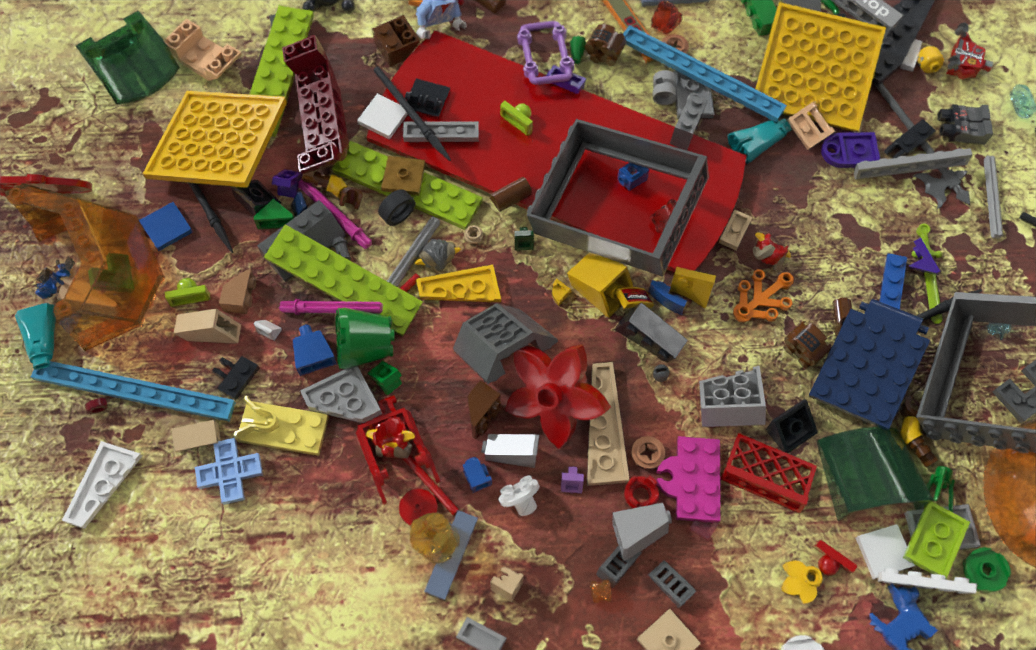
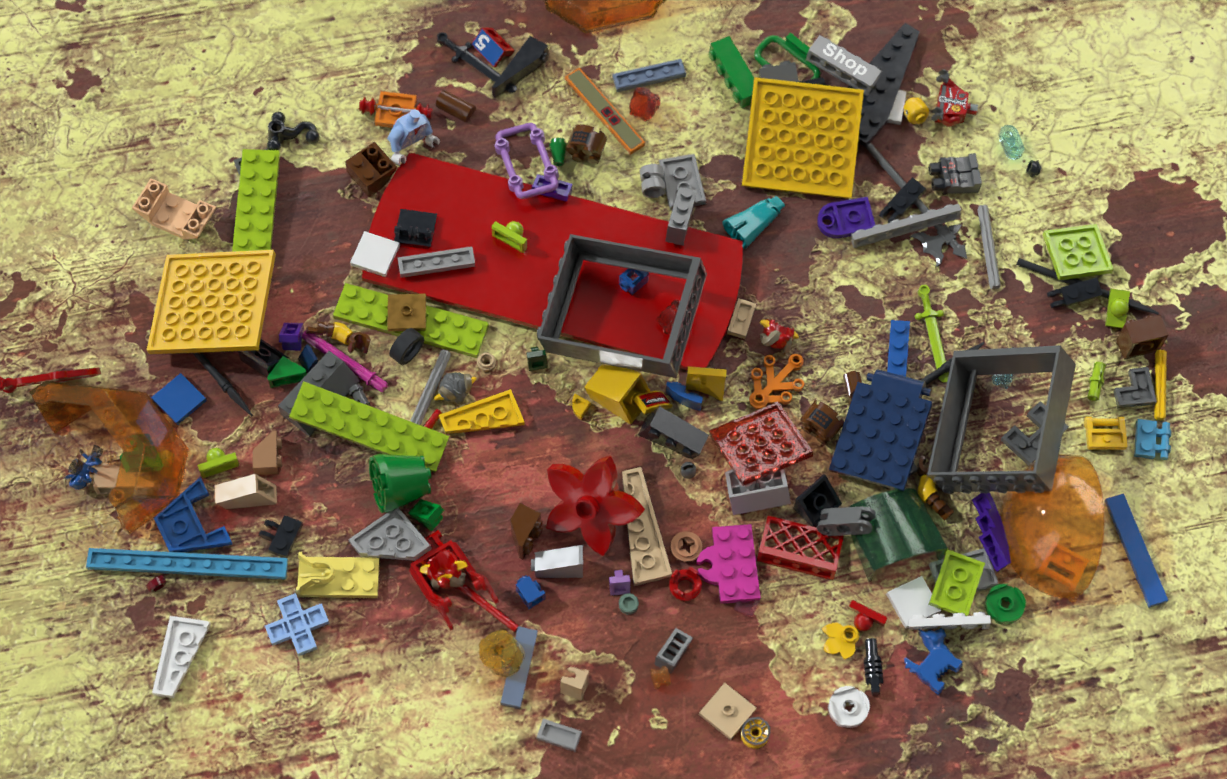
camera: 10 degrees left, 0 degrees up
(37, 330) = (82, 521): teal piece -> none
(130, 60) = (101, 230): clear green windscreen -> none
(136, 349) = (182, 527): none -> blue wing
(196, 435) = (258, 596): tan hinge -> none
(267, 329) = (303, 486): white slope -> none
(311, 351) = (352, 500): blue torso -> none
(319, 105) = (308, 253): dark red slope -> none
(328, 306) = (359, 455): dark pink axle -> none
(416, 504) = (478, 627): red piece -> none
(425, 129) = (421, 263): black piece -> none
(496, 336) = (526, 459): dark grey slope -> none
(511, 194) = (517, 316): reddish brown brick -> none
(520, 495) = (574, 604): white plate -> none
(578, 504) = (628, 604): none -> sand green tile
(640, 528) = (688, 615): light grey slope -> none
(682, 43) = (651, 127): nougat gear -> none
(683, 584) = (732, 675): dark grey slope -> none
(704, 74) = (689, 160): dark azure plate -> none
(742, 381) = (756, 453): none -> clear red piece
(806, 129) = (799, 204): light nougat plate -> none
(823, 452) = (846, 521): none -> dark grey piece
(834, 617) = (873, 666): none -> black hinge
(927, 263) = (929, 324): dark purple slope -> none
(943, 479) = (958, 529): green plant -> none
(979, 486) = (993, 535): none -> dark purple slope

